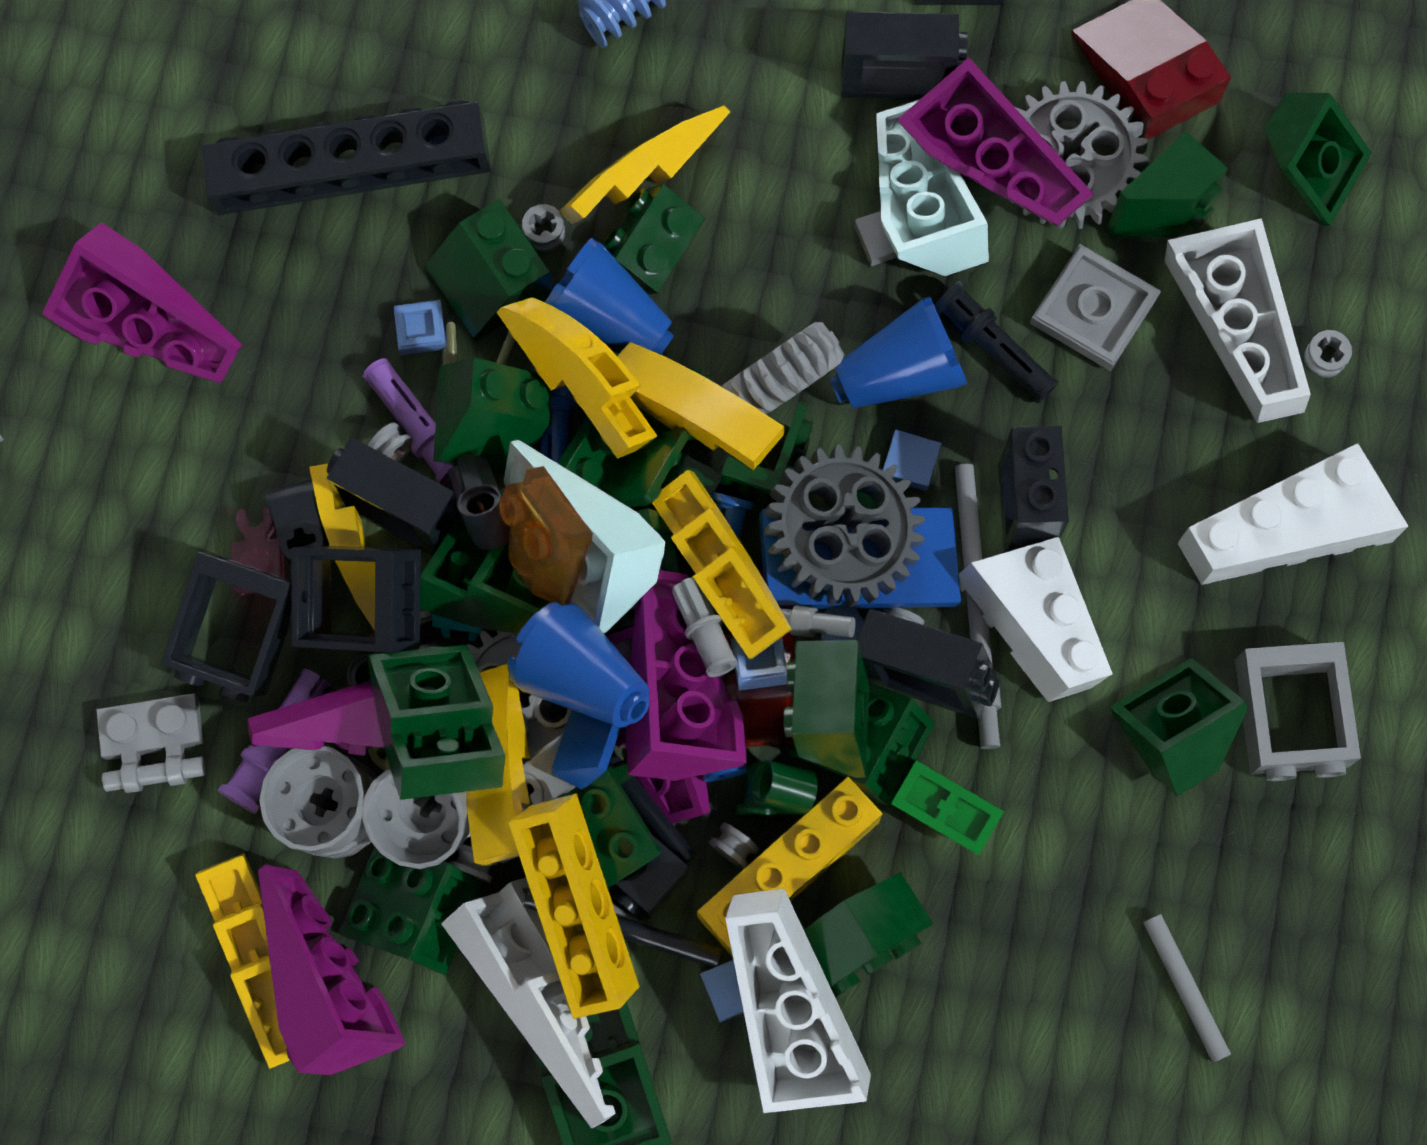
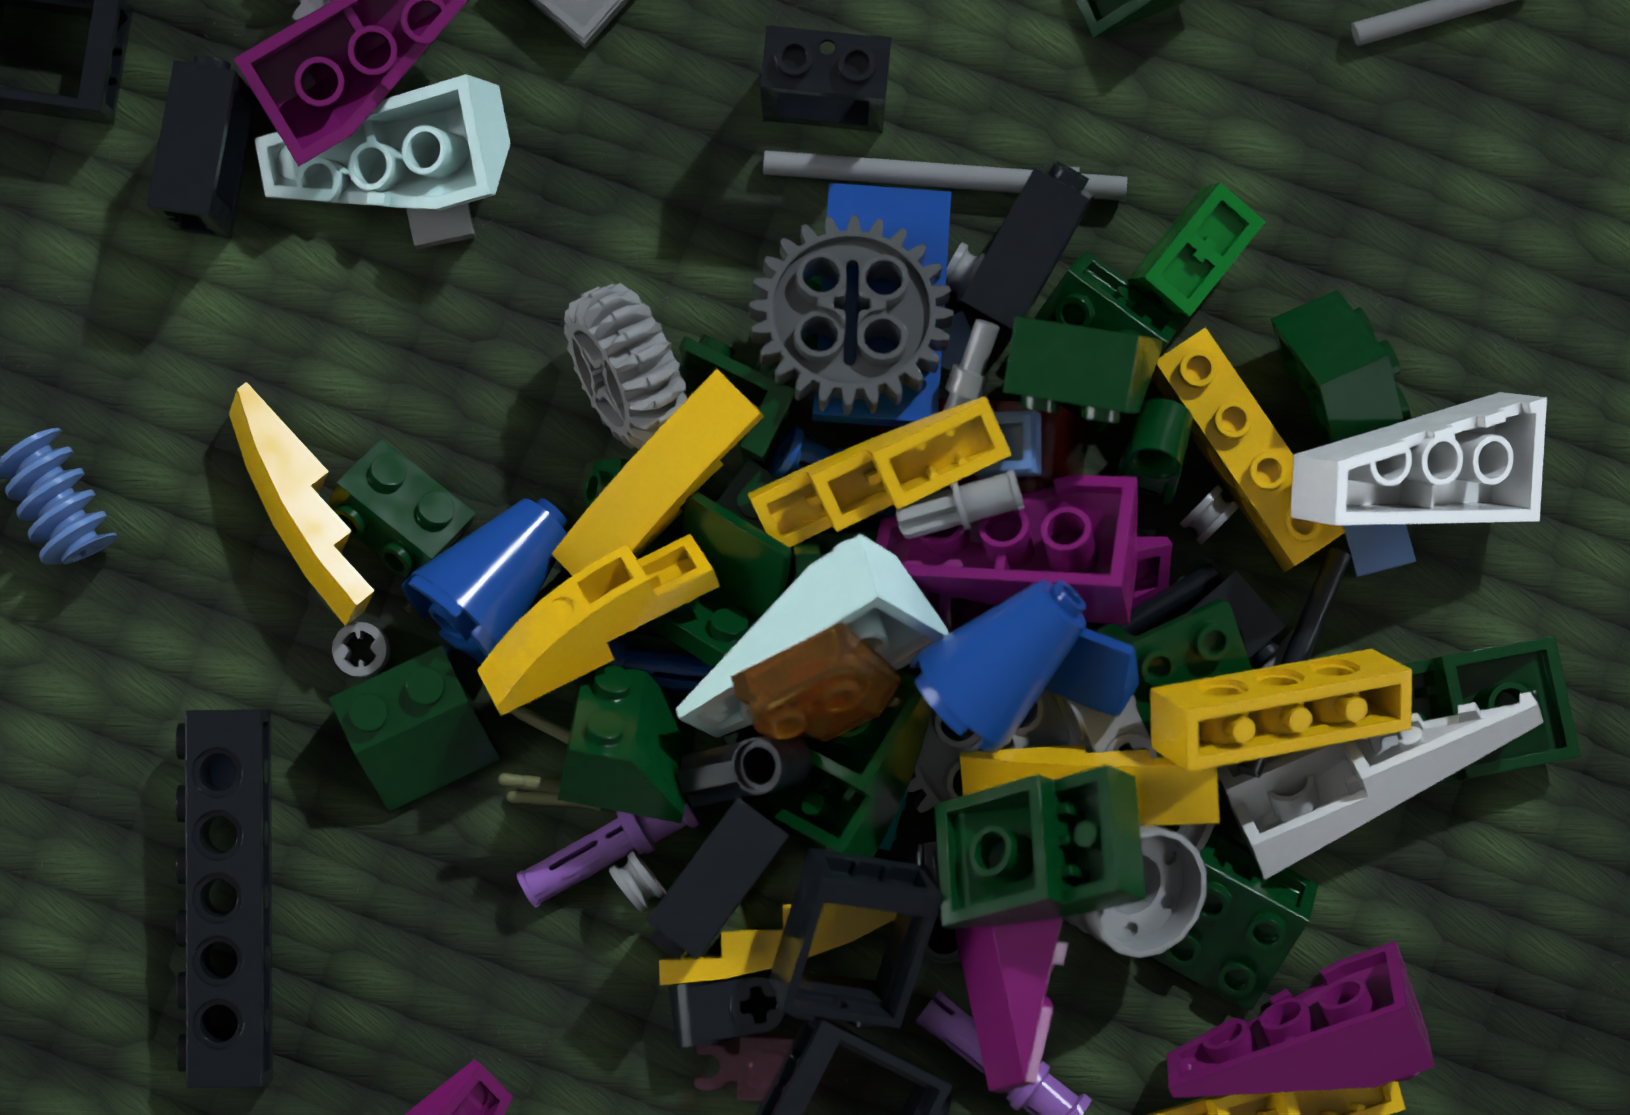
camera: 80 degrees left, 10 degrees up
(295, 798) = (1111, 1042): light grey wheel -> none
(420, 327) = (475, 827): medium blue tile -> none
(900, 361) = (623, 214): blue cone -> none
(913, 457) = (746, 226): medium blue tile -> none
(980, 328) = (668, 51): black pin -> none
(1041, 616) = (980, 97): white wedge -> none

